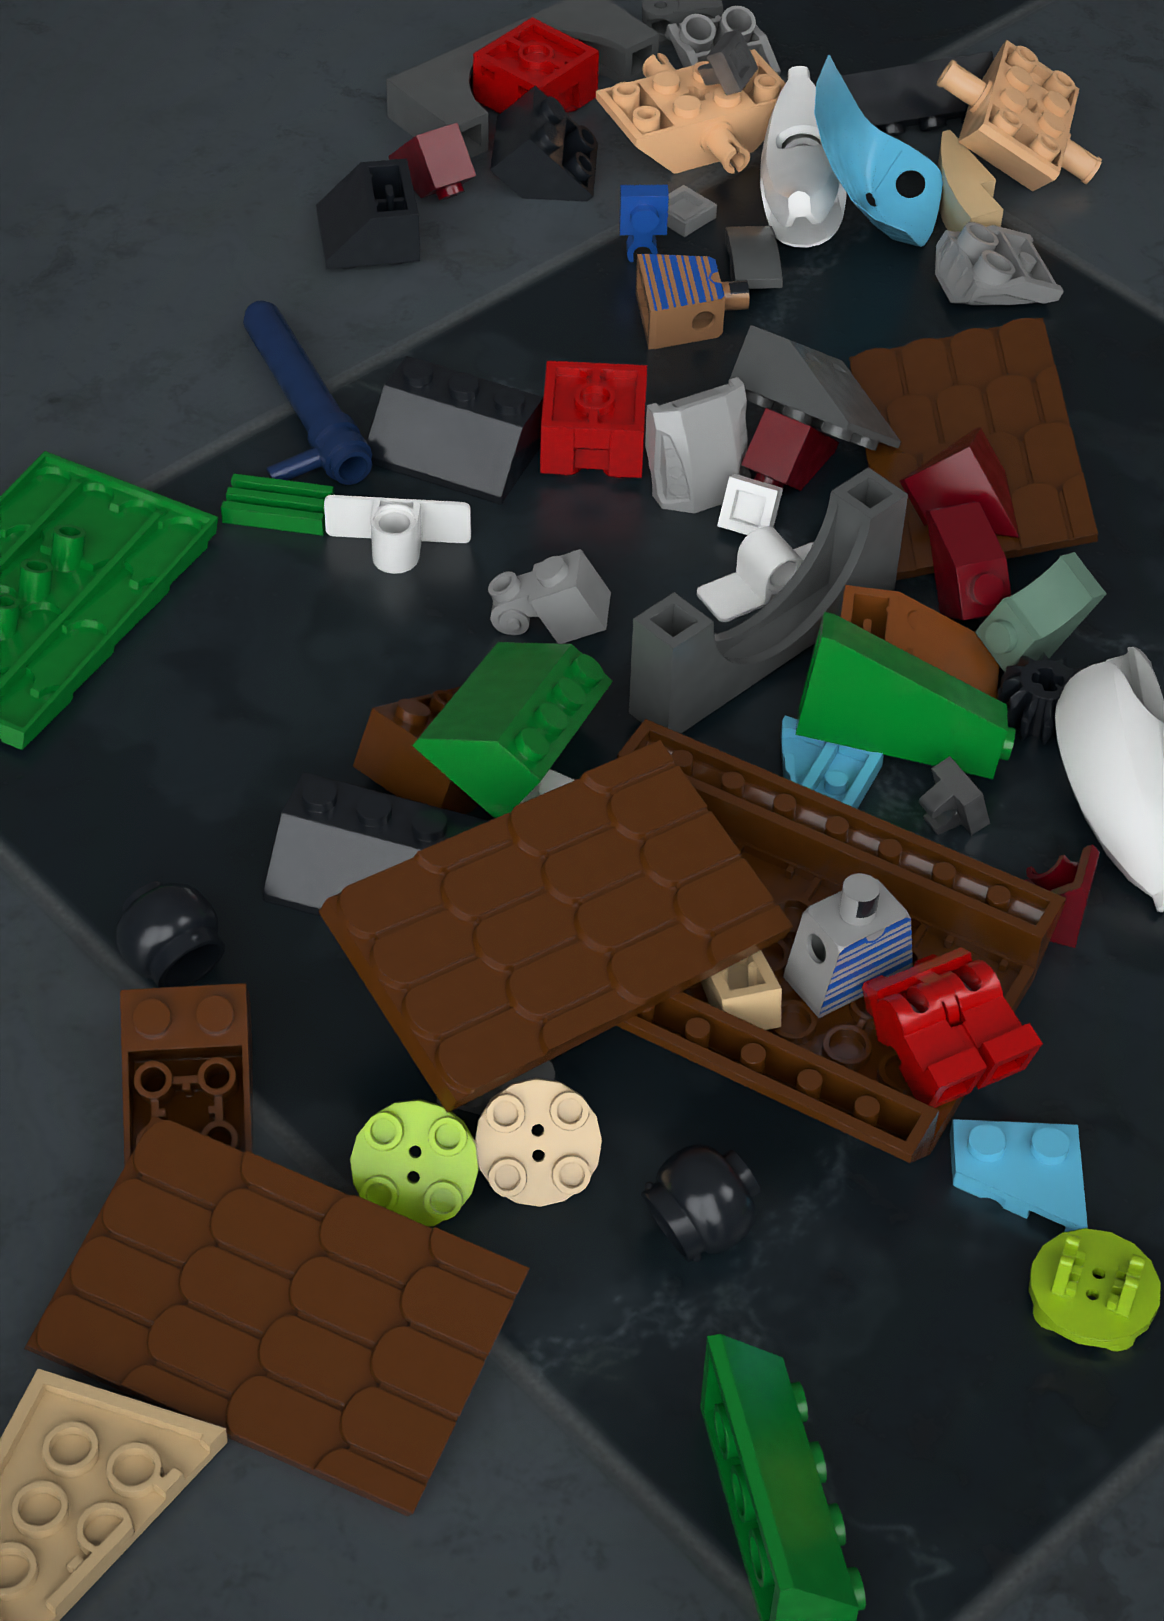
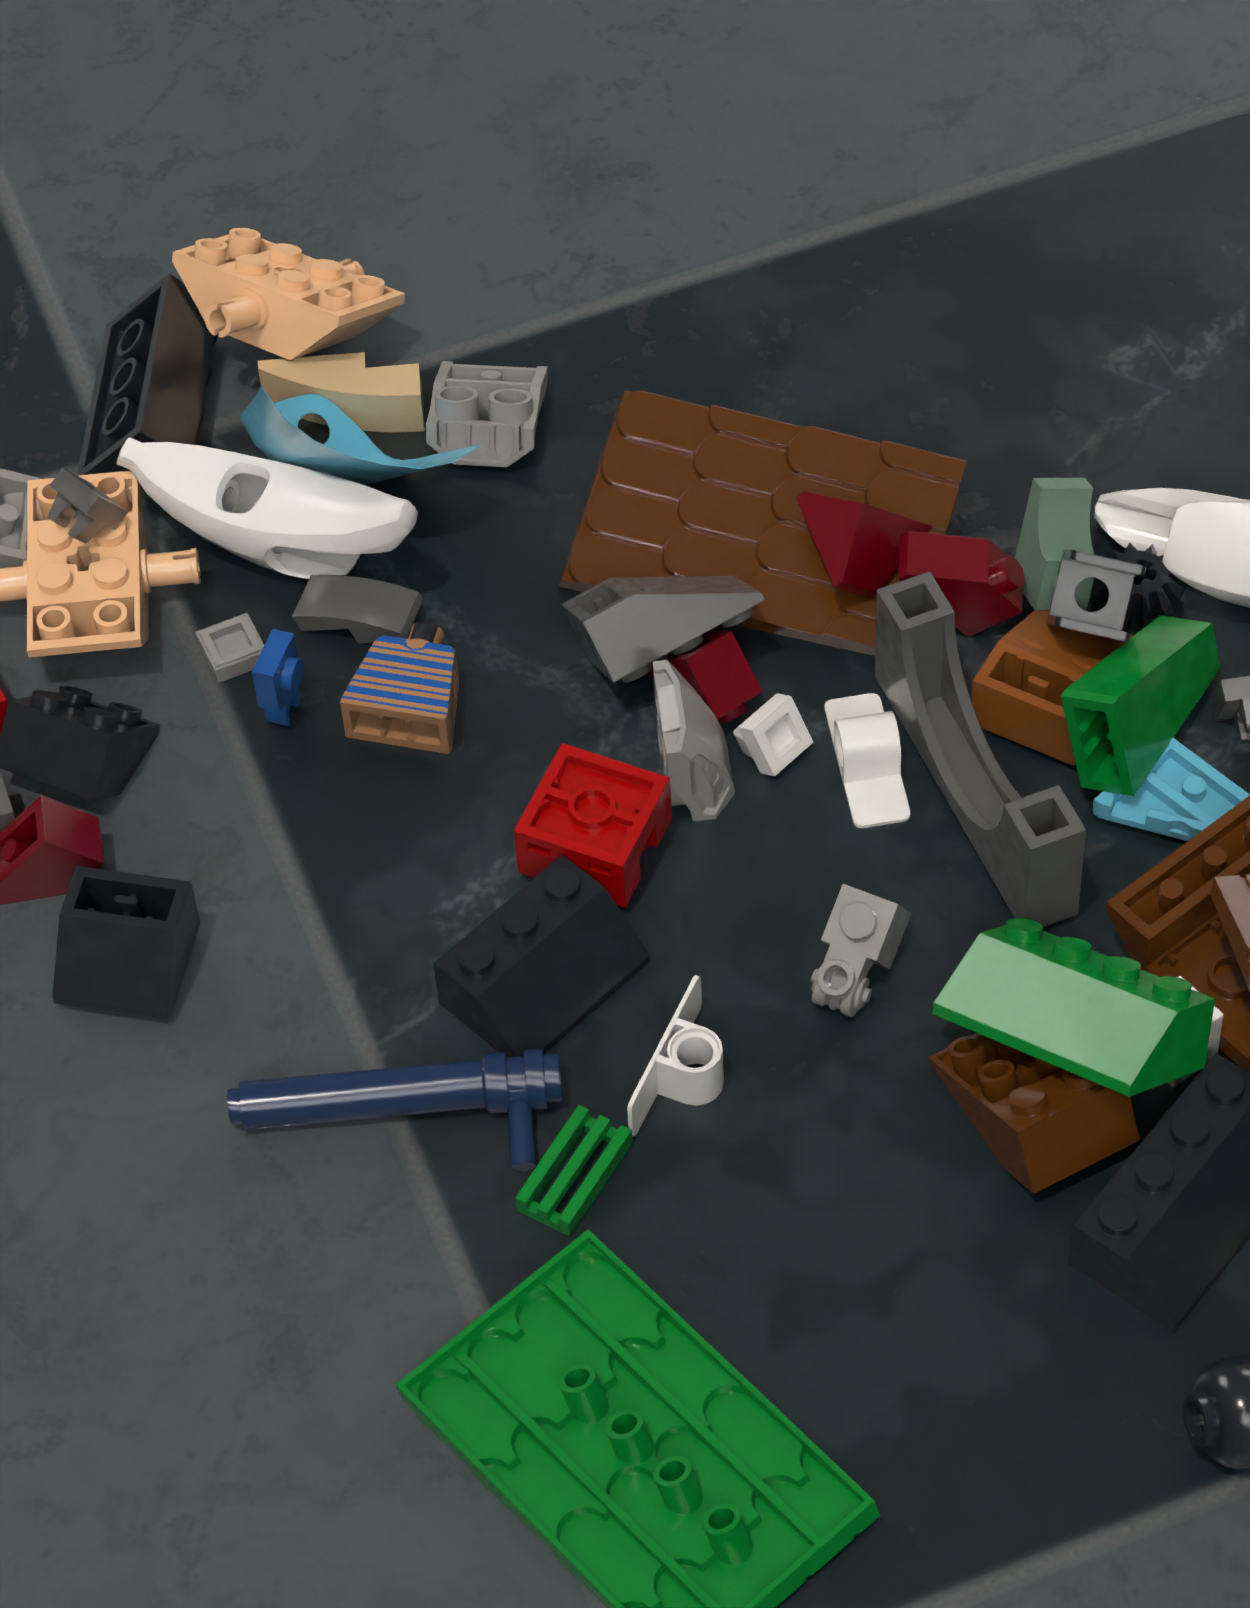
camera: 65 degrees left, 5 degrees up
(962, 651) = (1117, 577): none -> piece

